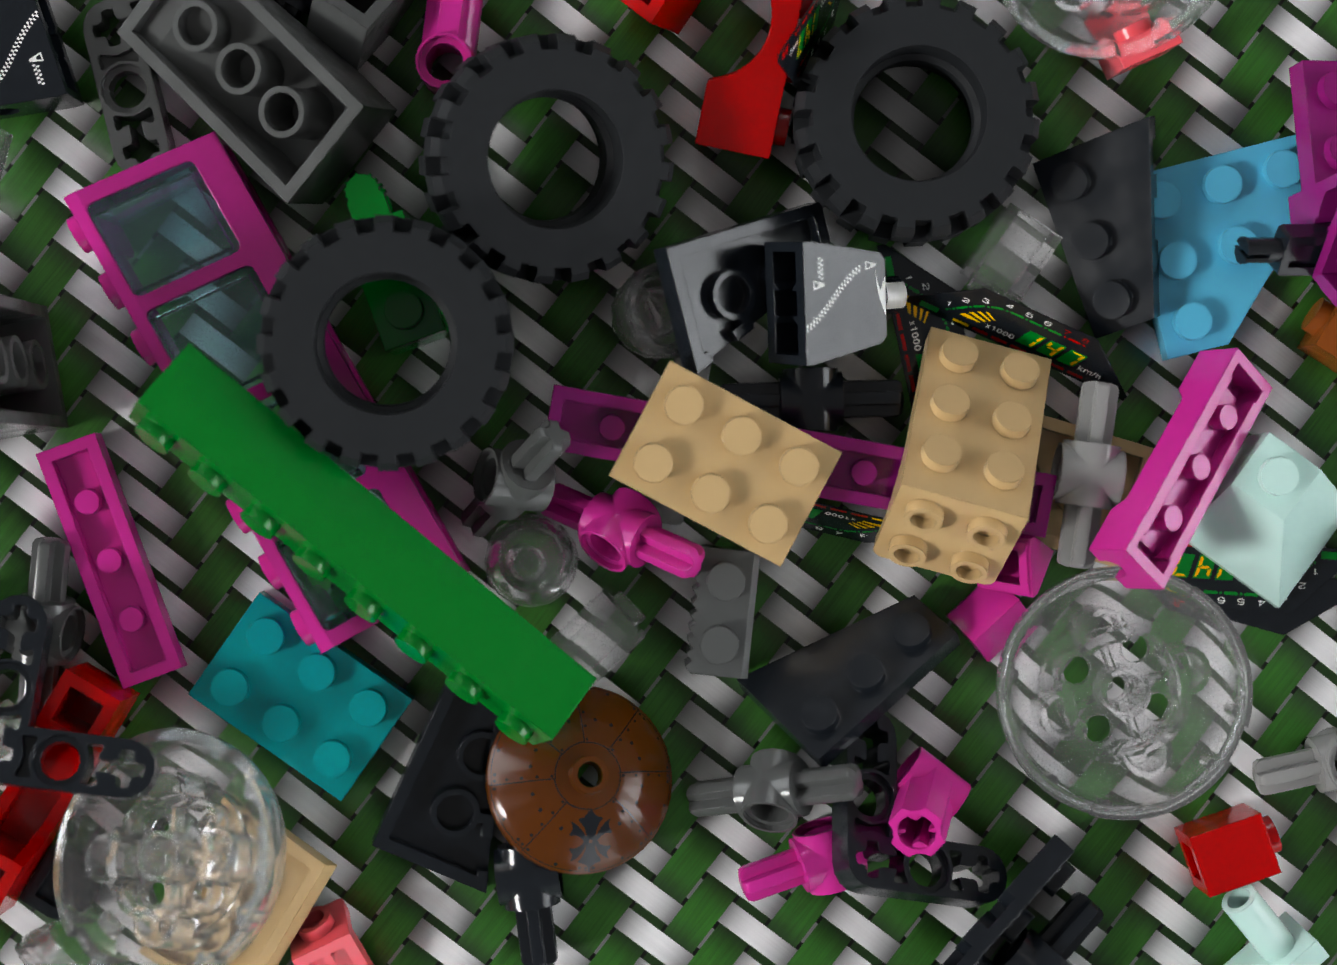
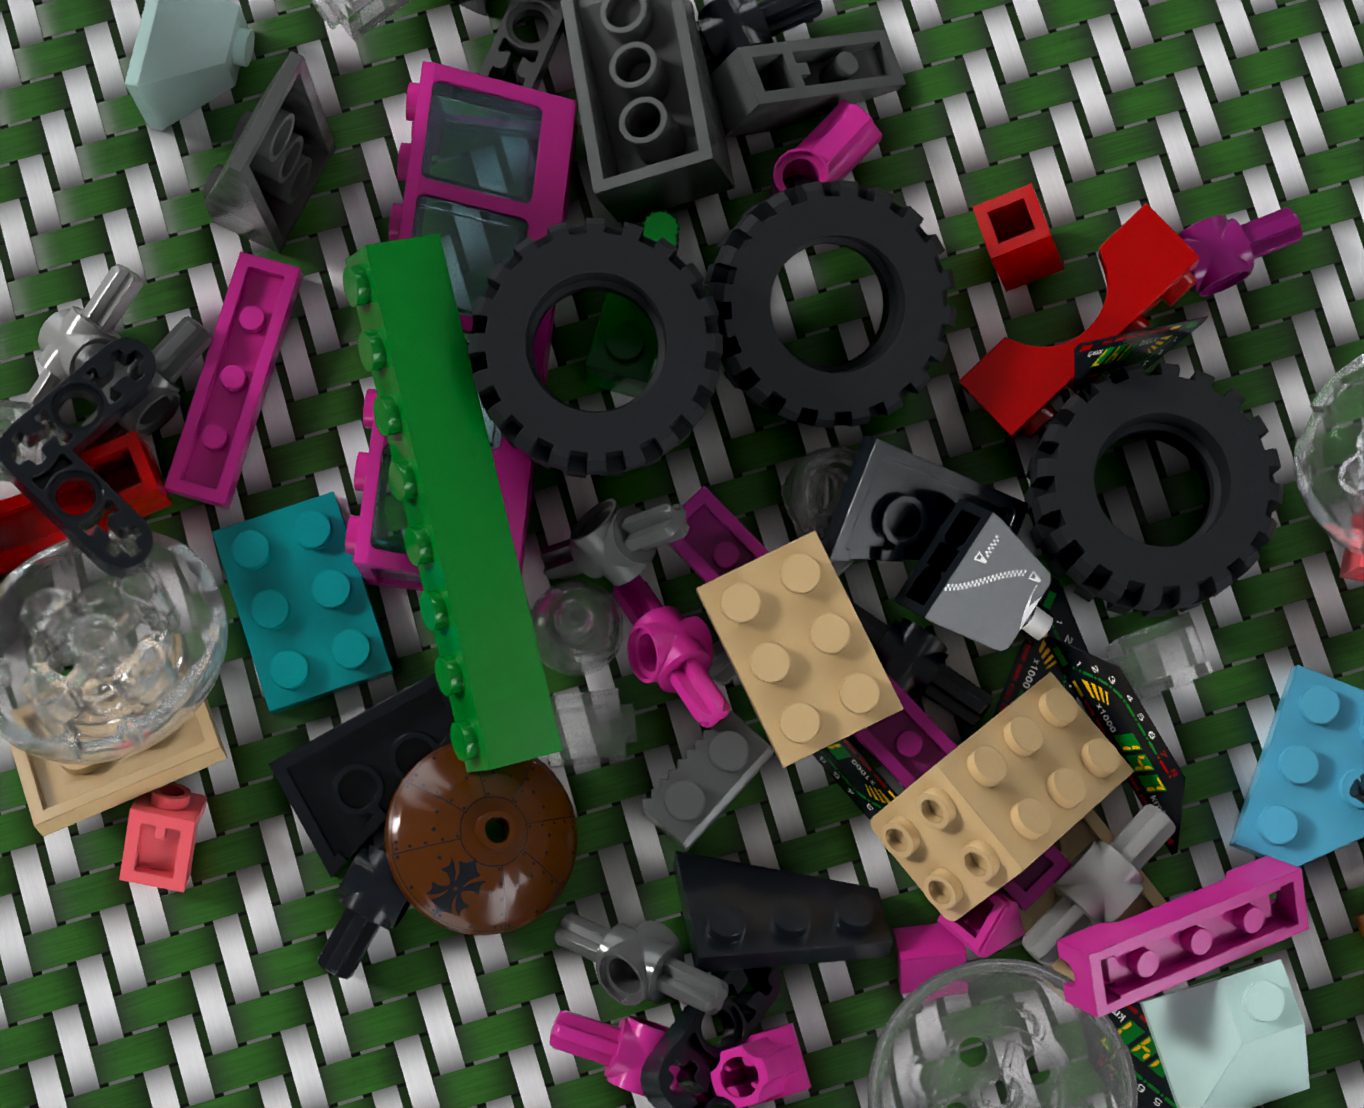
camera: 30 degrees right, 10 degrees down
(1105, 213) = (1259, 687): black wing -> none

